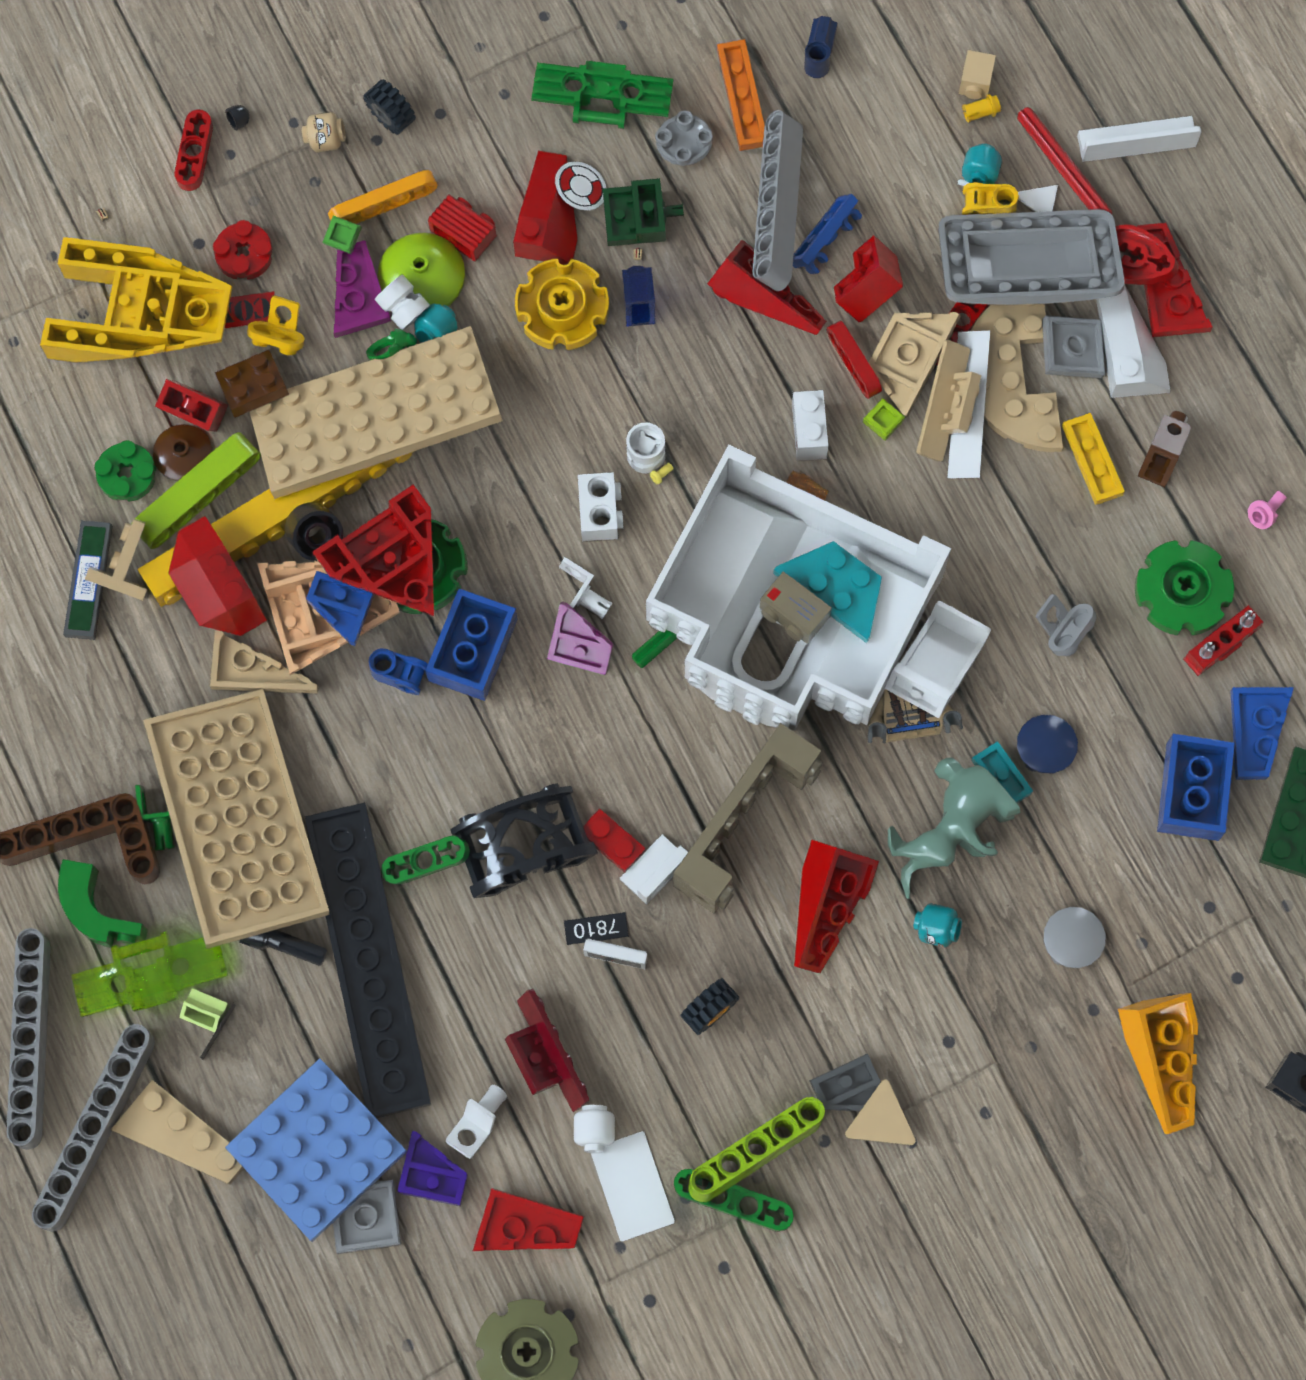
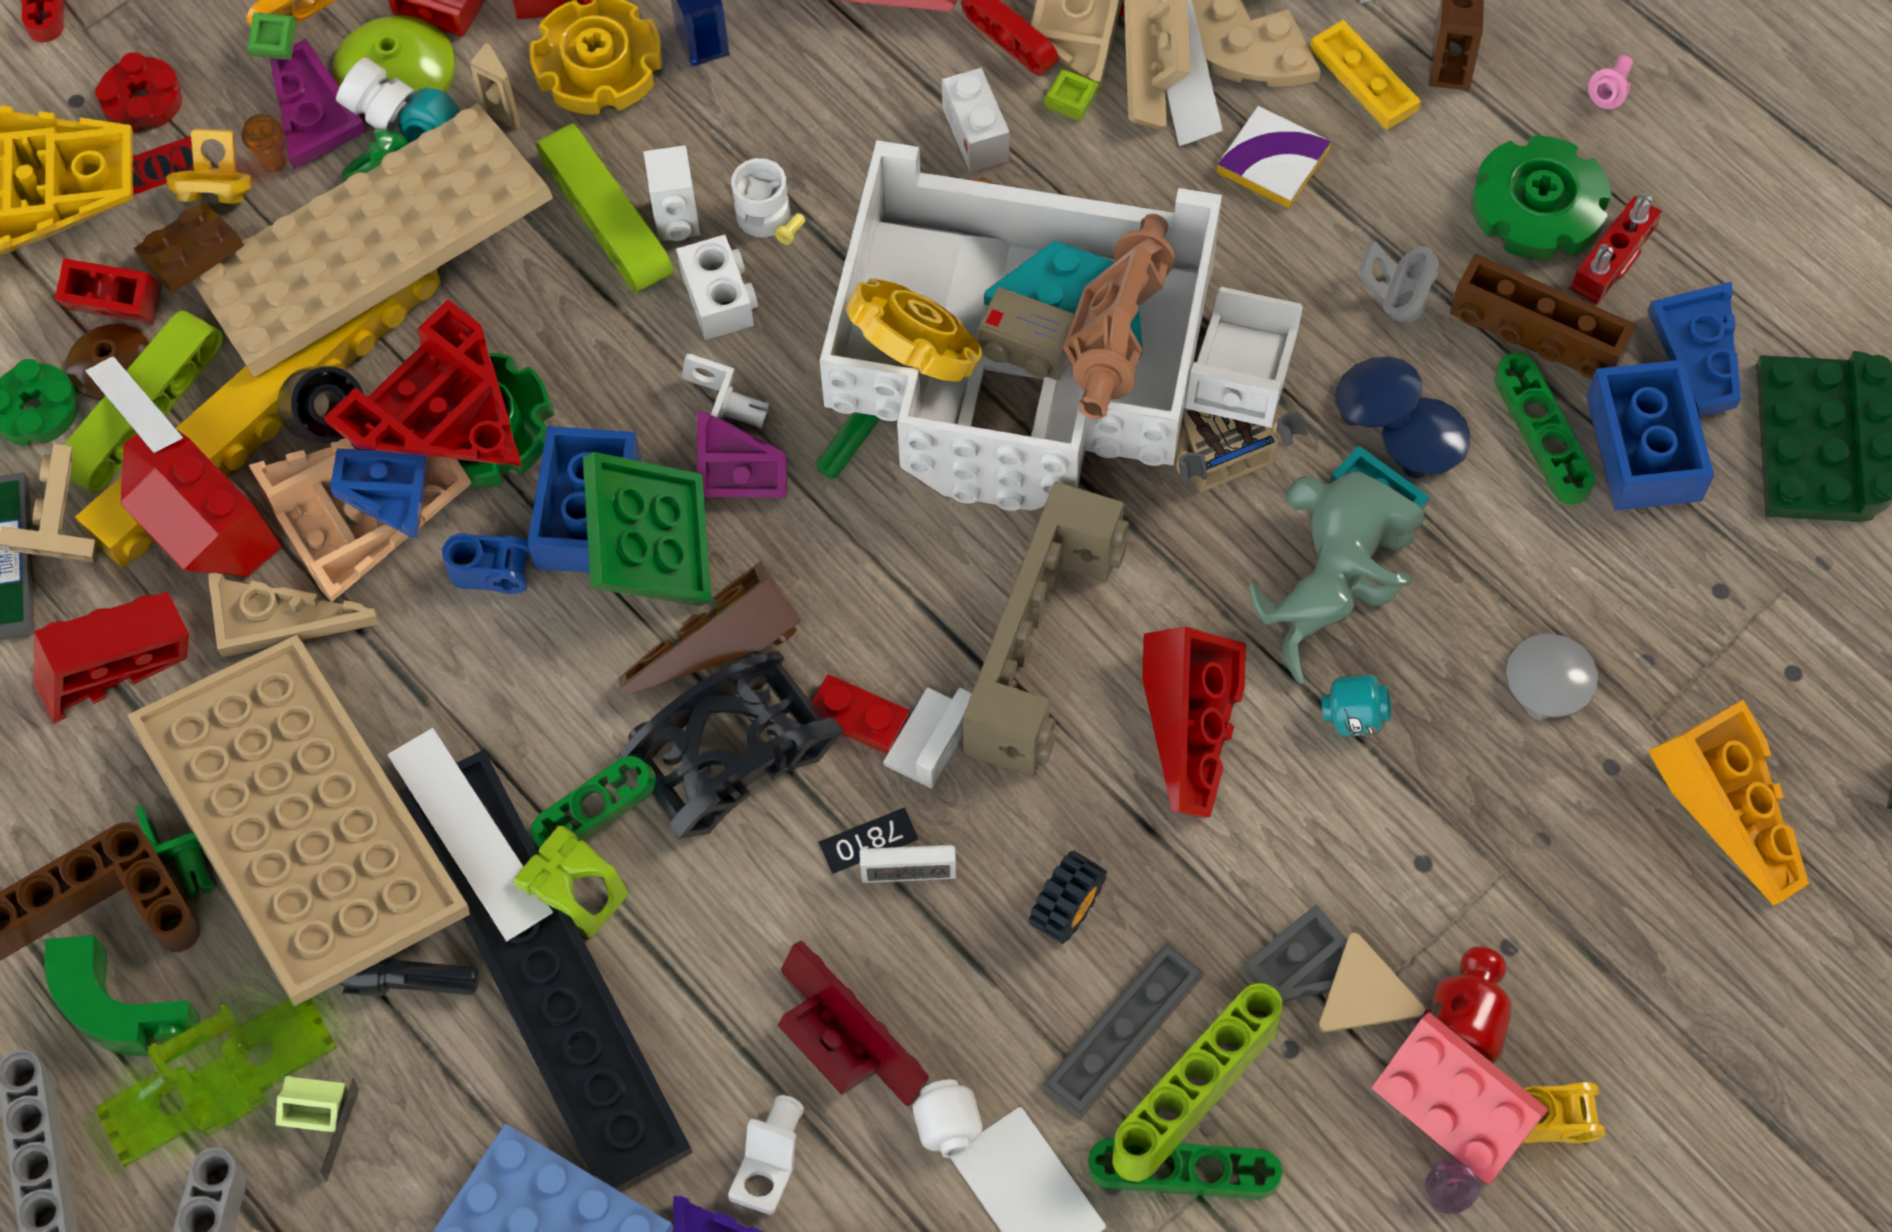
camera: 15 degrees left, 10 degrees down
(139, 667) = (104, 648): none -> red wedge
(191, 500) = (134, 404): none -> white sticker
(319, 316) = (265, 141): none -> clear orange cone
(342, 858) = (467, 832): none -> white sticker
(392, 897) = (553, 874): none -> lime piece
(483, 316) = (494, 87): none -> tan slope
(505, 681) = (646, 530): none -> green plate
(538, 425) = (604, 208): none -> lime beam
(549, 760) = (743, 620): none -> reddish brown wedge
(585, 432) = (672, 193): none -> white brick
(716, 590) = (913, 329): none -> yellow piece
(721, 1100) = (1122, 1031): none -> dark grey tile
(848, 615) = (1100, 335): none -> nougat plate
(895, 1259) = (1451, 1187): none -> clear purple tile
(916, 1206) = (1459, 1098): none -> coral plate
(943, 1151) = (1474, 1002): none -> red piece
(979, 1231) = (1570, 1115): none -> yellow piece
(1009, 505) = (1273, 157): none -> tile
(1024, 705) = (1379, 393): none -> dark blue dish
(1129, 759) = (1550, 426): none -> green beam
(1151, 682) = (1540, 317): none -> reddish brown brick

